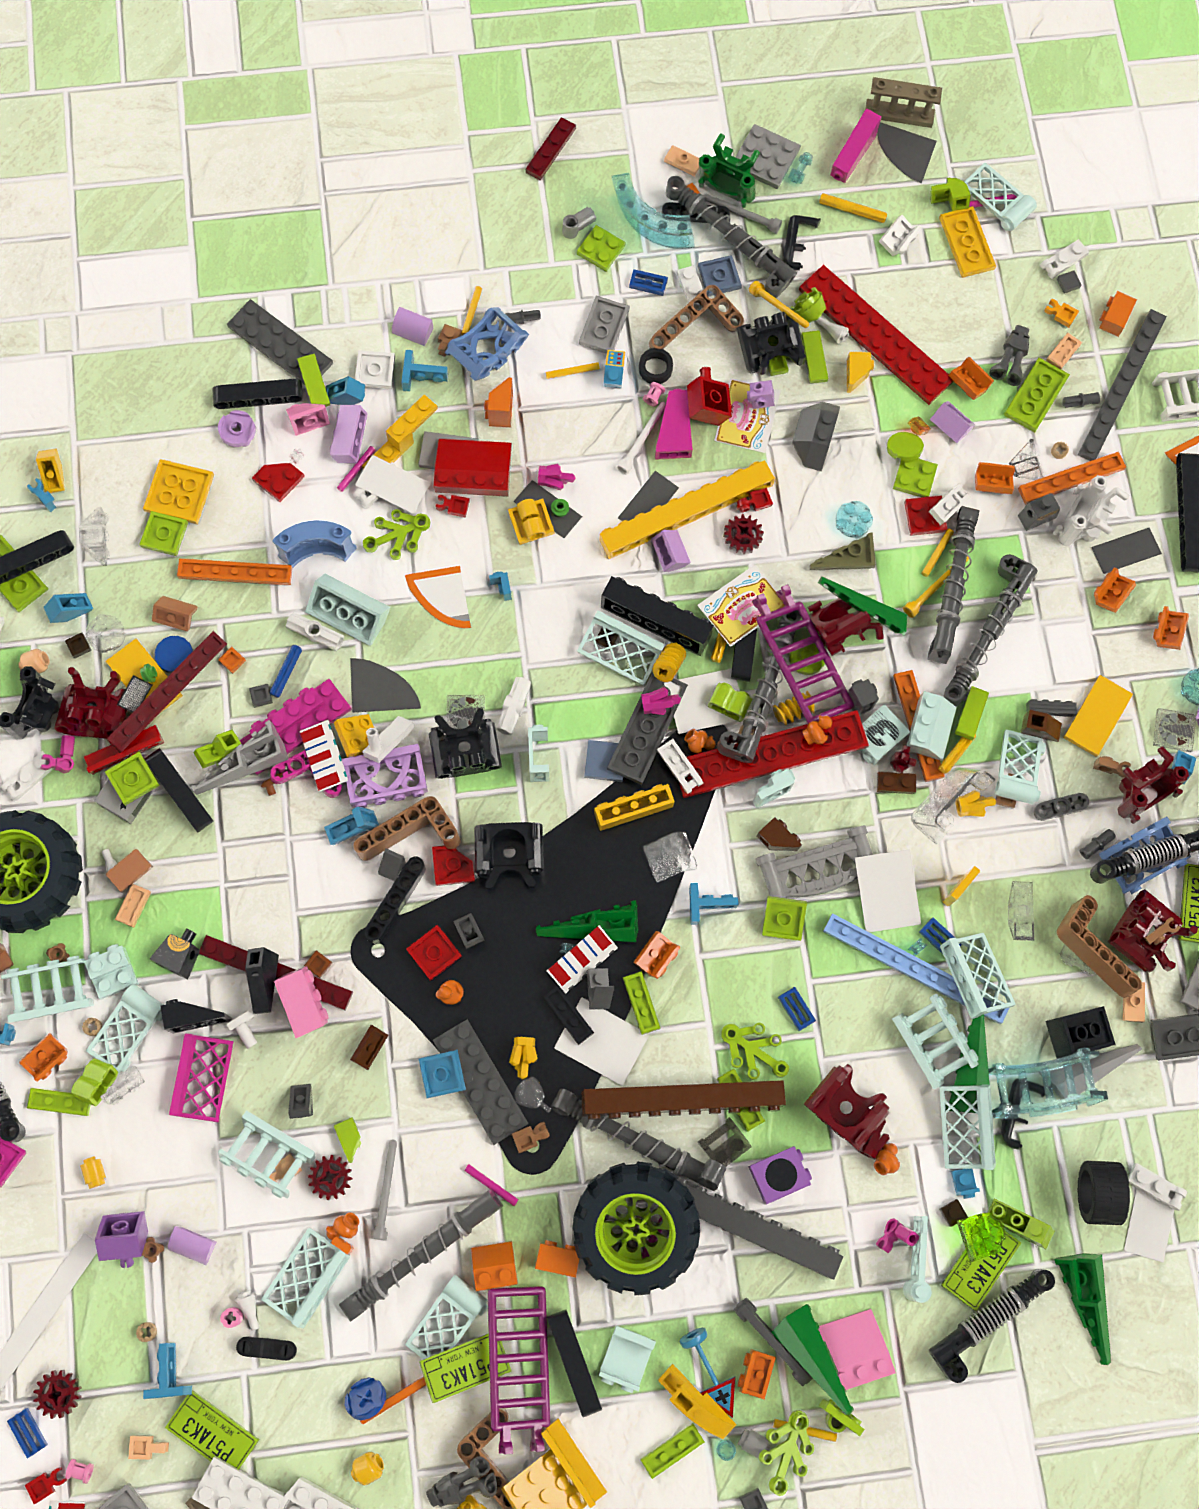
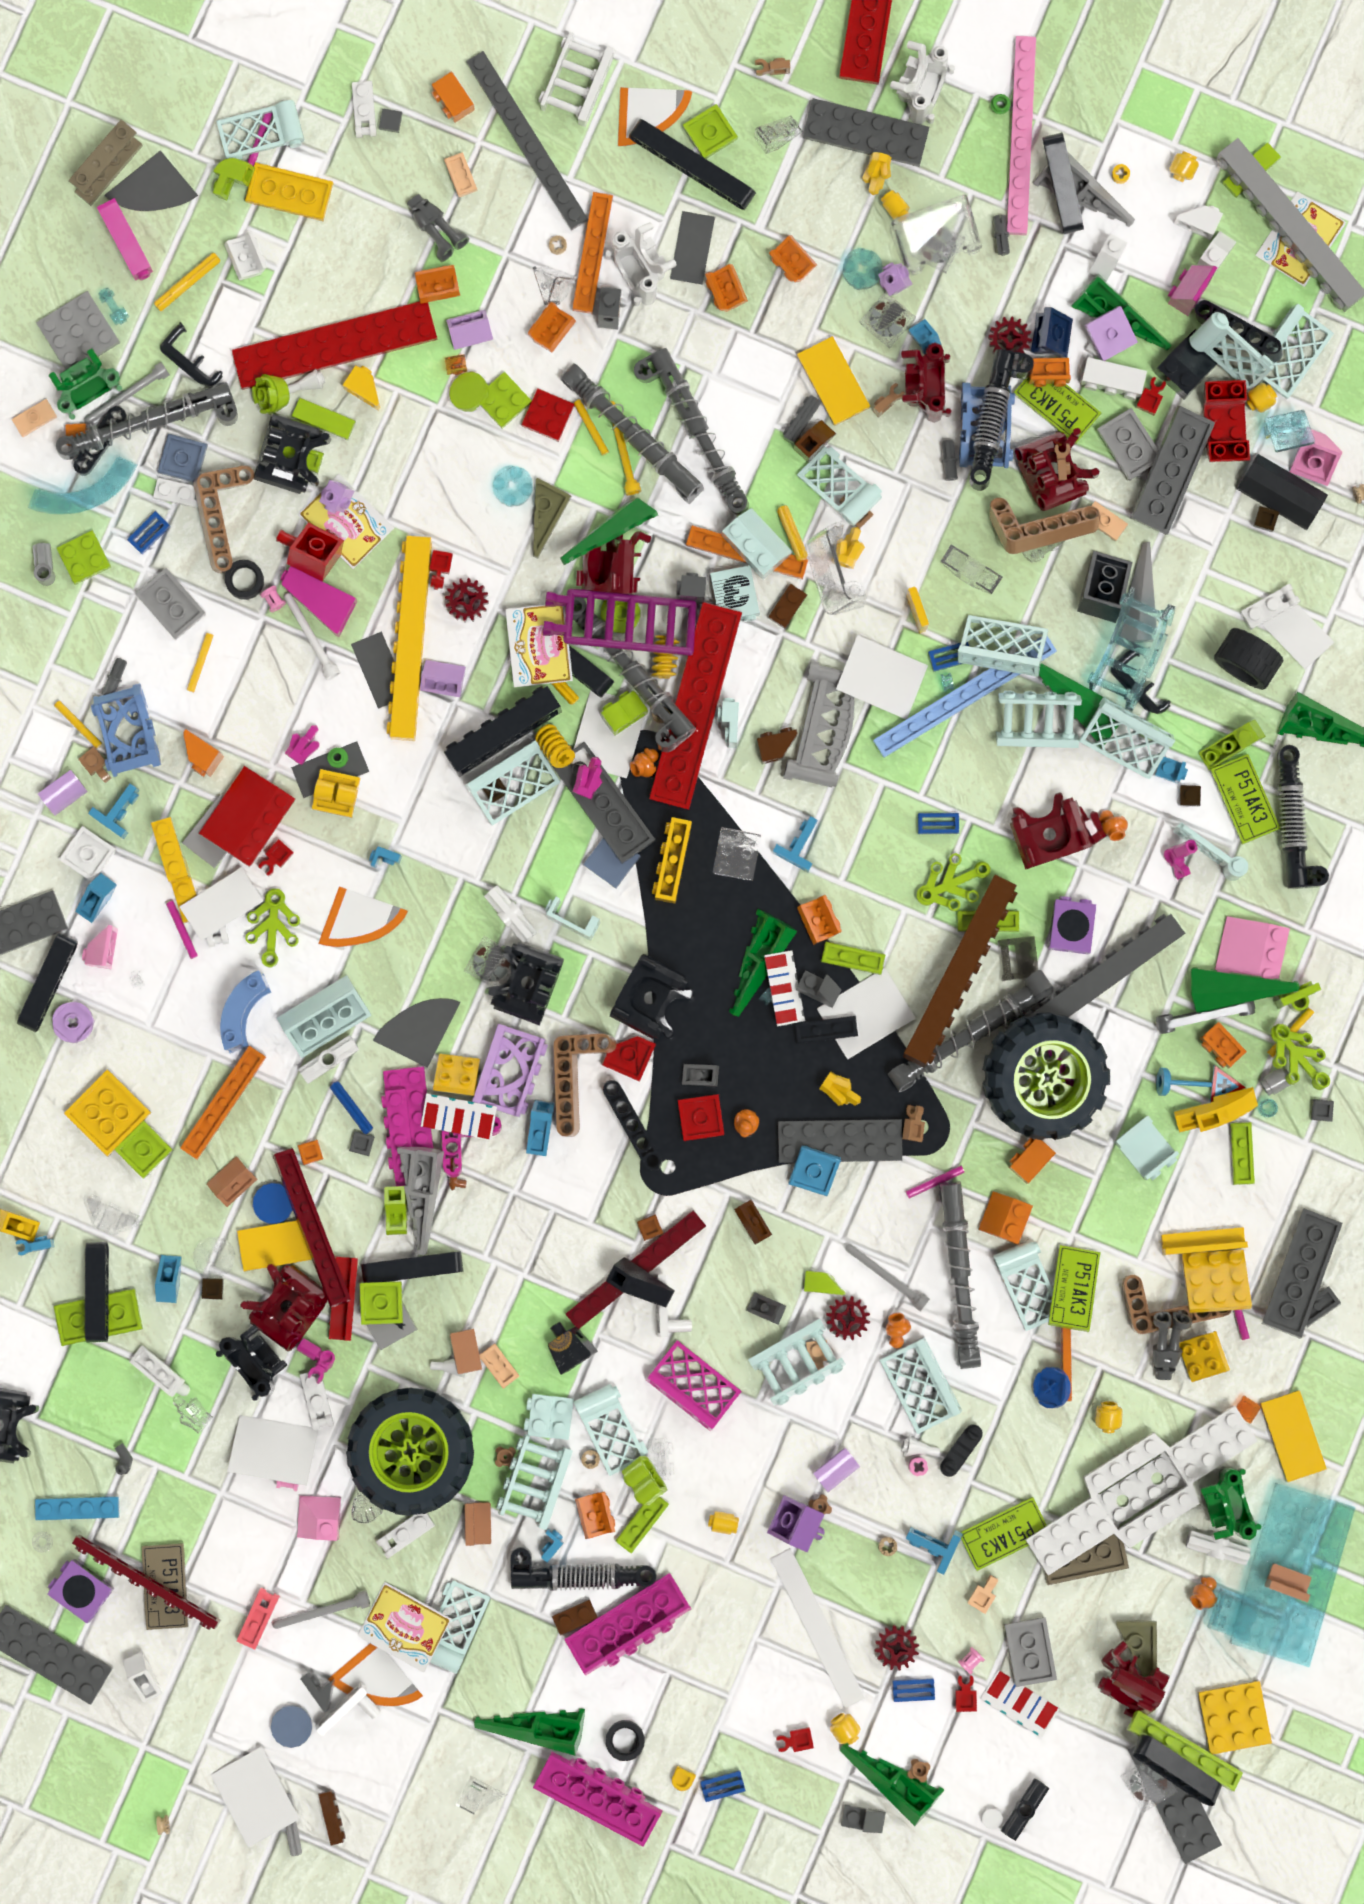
camera: 55 degrees left, 10 degrees up
(36, 658) = (206, 1338): light nougat head -> none
(134, 694) = (296, 1260): sticker -> none
(148, 673) = (282, 1236): bright green plate -> none
(184, 1016) = (633, 1367): black slope -> none
(278, 479) = (149, 1010): red plate -> none
(301, 1001) = (679, 1258): bright pink slope -> none
(313, 380) = (68, 921): lime tile -> none
(342, 1245) = (908, 1340): orange tile -> none
(348, 434) = (143, 917): lavender brick -> none
(382, 744) = (478, 1050): white piece -> none
(391, 864) = (601, 1111): dark grey slope -> none
(530, 1094) = (877, 1103): clear piece -> none
(535, 1425) = (1144, 1282): magenta bar -> none
(574, 1363) = (1124, 1195): black beam -> none
(614, 369) = (225, 622): dark azure slope -> none
(679, 765) = (659, 796): white plate -> none
(758, 290) = (221, 431): yellow piece -> none
(784, 918) = (853, 785): lime plate -> none
(814, 731) = (700, 653): orange animal -> none
(815, 434) = (404, 467): dark grey wedge -> none
(900, 760) = (771, 590): dark red rock -> none
(949, 504) = (552, 387): white plate -> none
(971, 713) = (764, 496): lime tile -> none
(981, 1235) = (1222, 784): clear neon green slope -> none
(1036, 394) = (488, 229): lime tile -> none
(1063, 314) = (422, 148): light orange plate -> none
(1075, 808) = (898, 486): dark grey beam -> none
(1081, 400) = (519, 191): dark grey axle -> none

